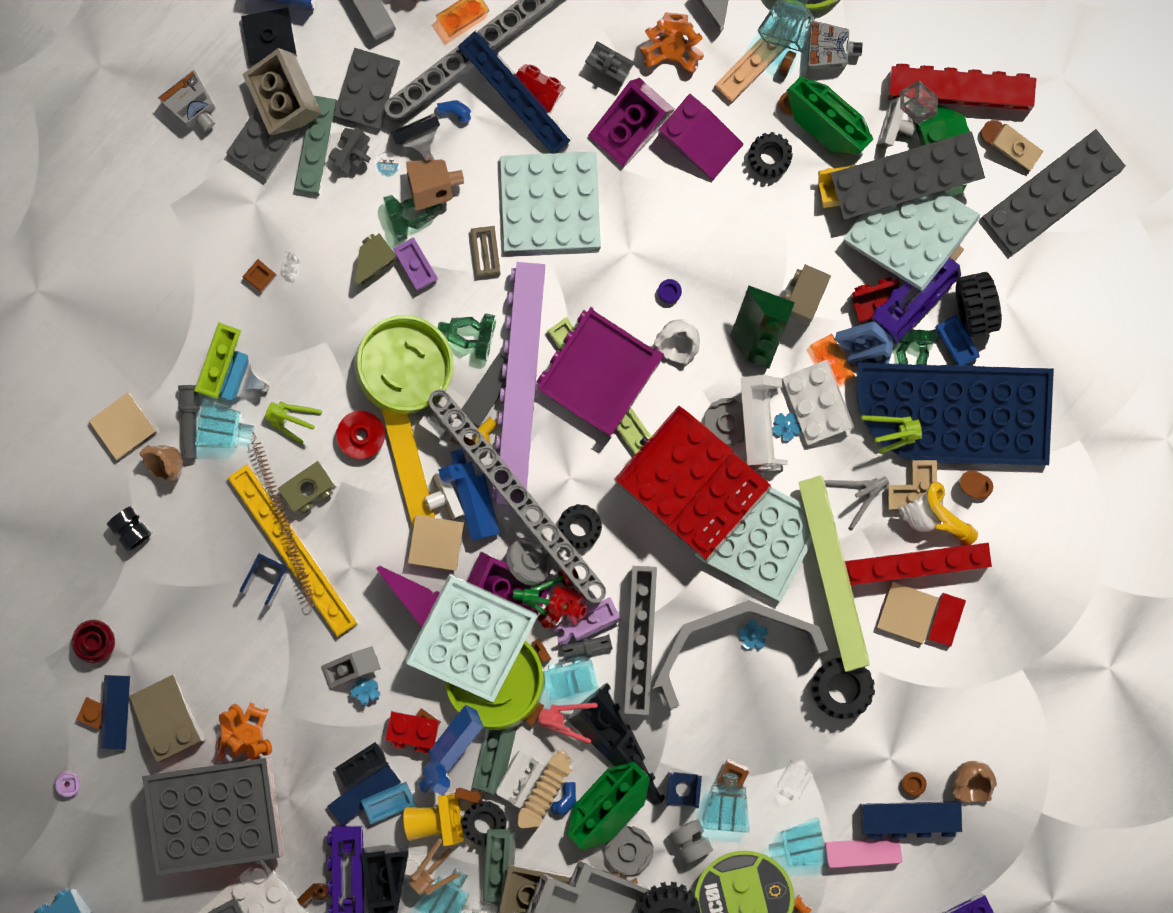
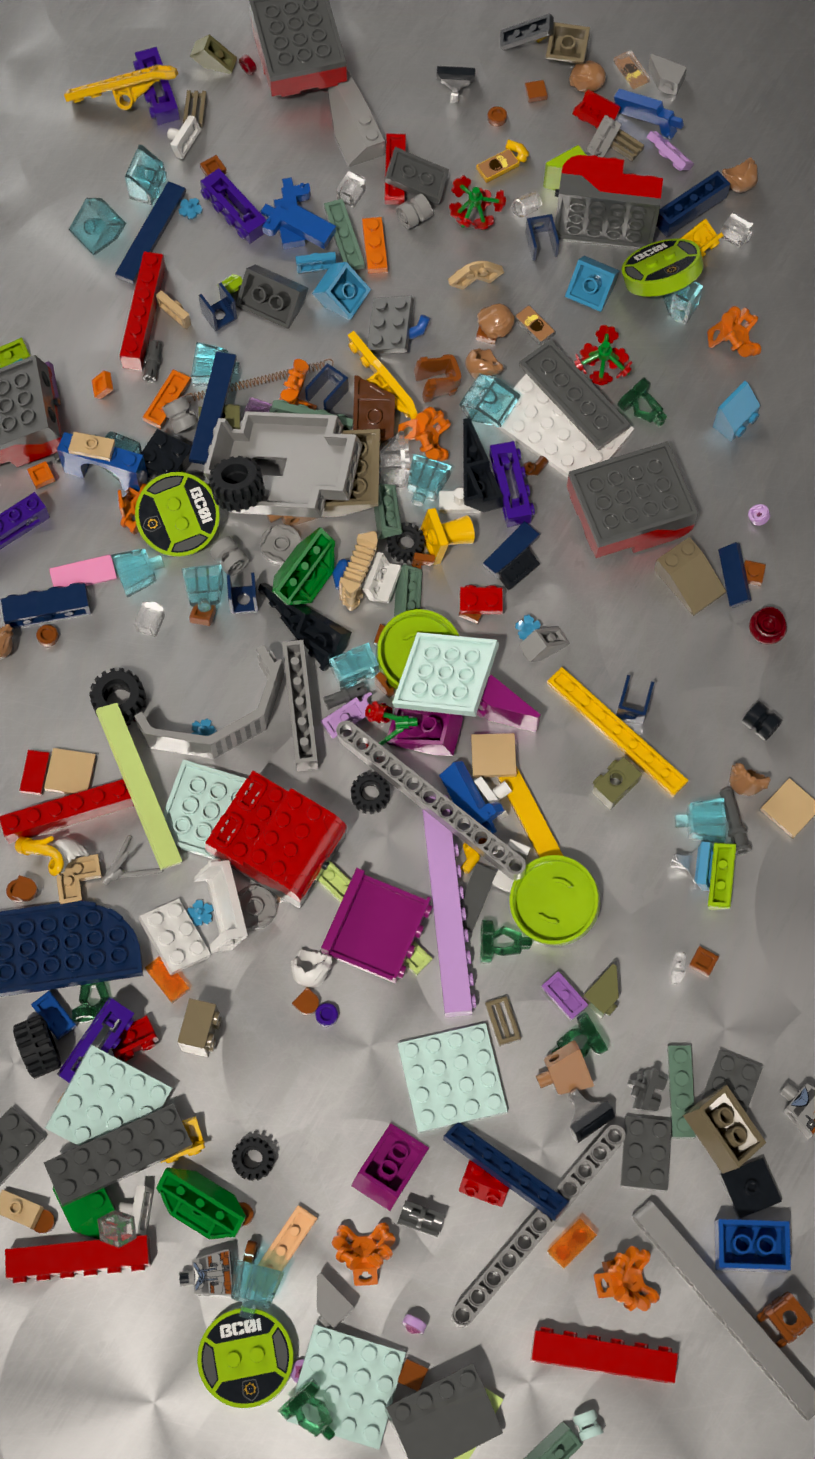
camera: 165 degrees right, 15 degrees down
(243, 736) = (621, 572): orange piece -> none
(278, 414) = (657, 840): lime plant -> none
(291, 543) = (627, 749): medium nougat piece -> none
(351, 426) = (583, 826): red dish -> none
(387, 164) = (611, 1085): clear tile -> none
(388, 802) = (489, 544): dark azure tile -> none
(423, 881) = (446, 486): medium nougat plant -> none
(449, 749) = (446, 585): blue piece -> none
(456, 107) = (557, 1150): blue arm -> none
(528, 561) = (411, 750): light grey tile -> none
(554, 720) = (365, 630): coral plant -> none
(578, 604) = (358, 719): red bracket -> none
(688, 307) = (306, 1002): none -> dark orange tile
(700, 136) = (322, 1163): magenta slope -> none
(761, 325) = (235, 987): dark green slope -> none
(866, 343) = (137, 992): medium blue slope -> none
(907, 432) = (87, 920): lime plant -> none

